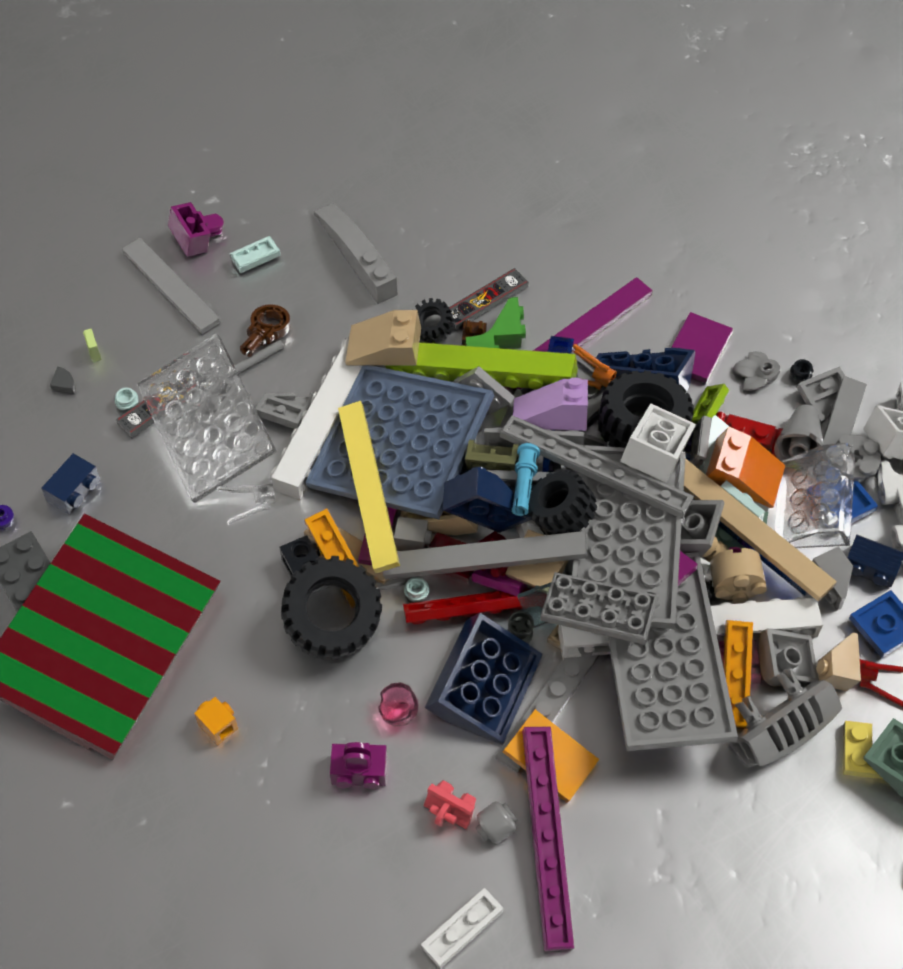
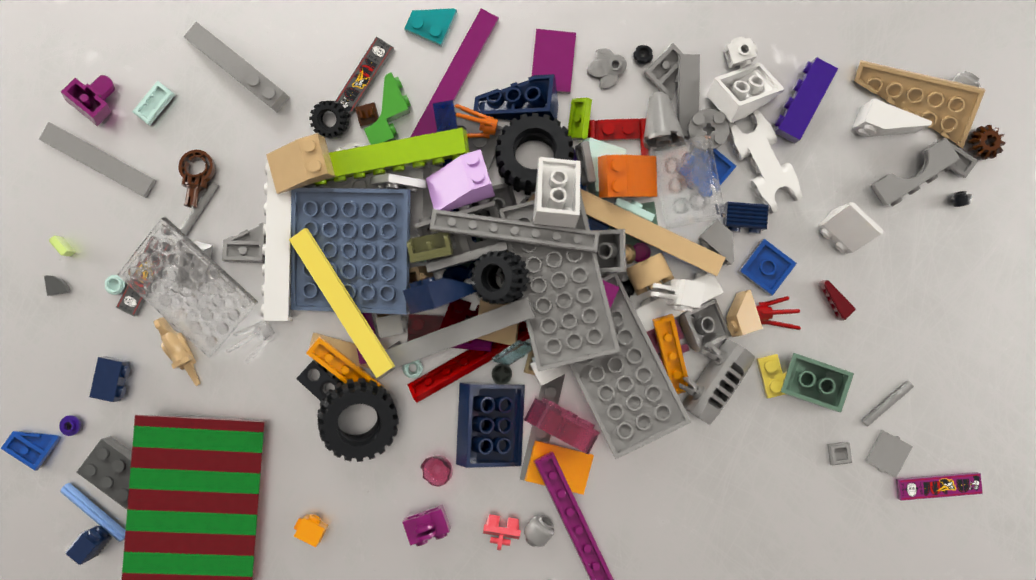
camera: 15 degrees left, 30 degrees up
(160, 480) = (177, 349): none -> tan animal
(525, 470) = (462, 258): medium azure pin -> none
(573, 697) = (562, 424): none -> clear pink brick
(576, 276) = (431, 24): none -> teal wing
(599, 608) = (559, 359): light grey tile -> none
(769, 594) = (682, 294): none -> white brick

